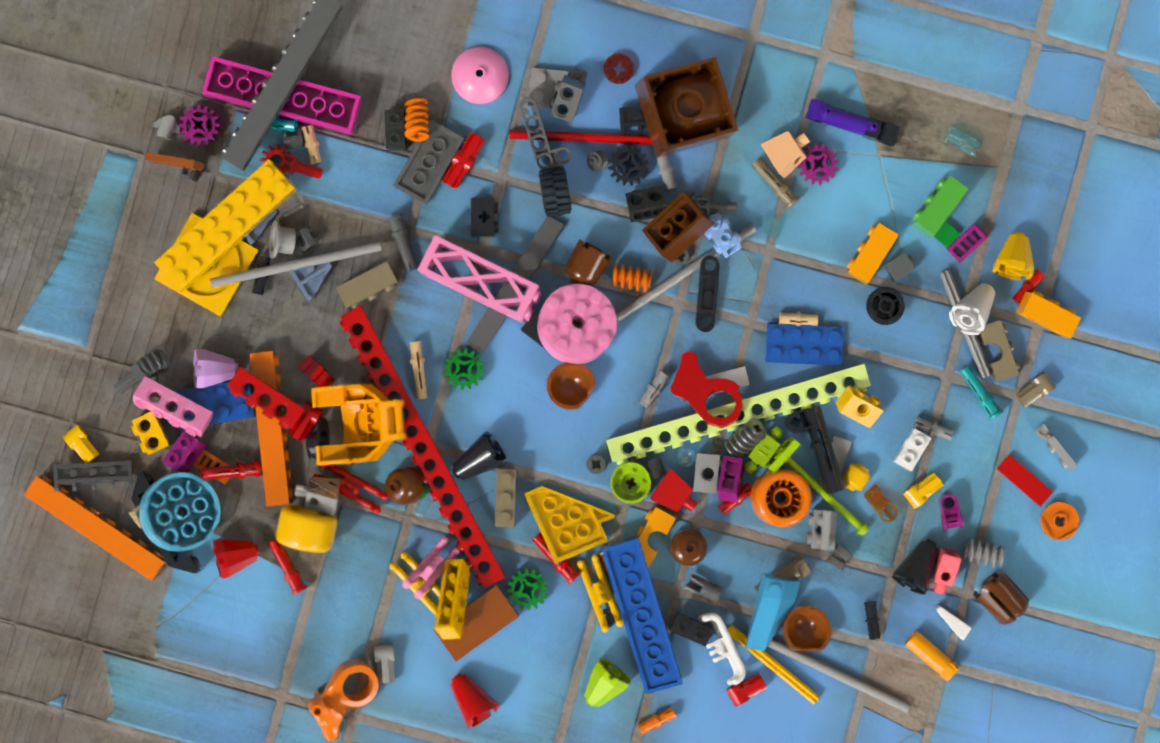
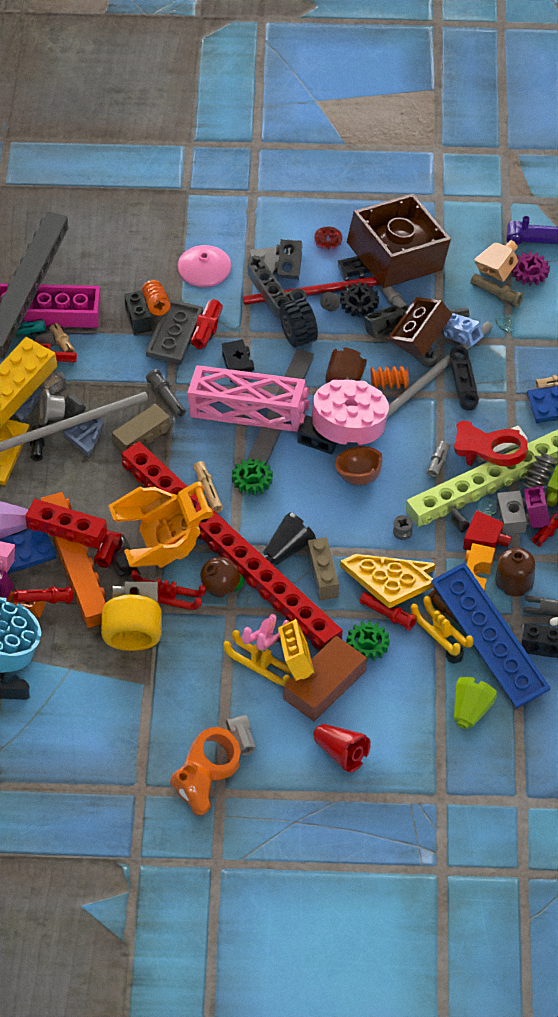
camera: 15 degrees left, 35 degrees down
(234, 555) = (60, 667): red cone -> none
(291, 575) = (124, 677): red pin -> none
(316, 372) = (99, 503): leg -> none
(625, 473) = (442, 529): lime wheel -> none
(657, 720) = (535, 729): orange pin -> none

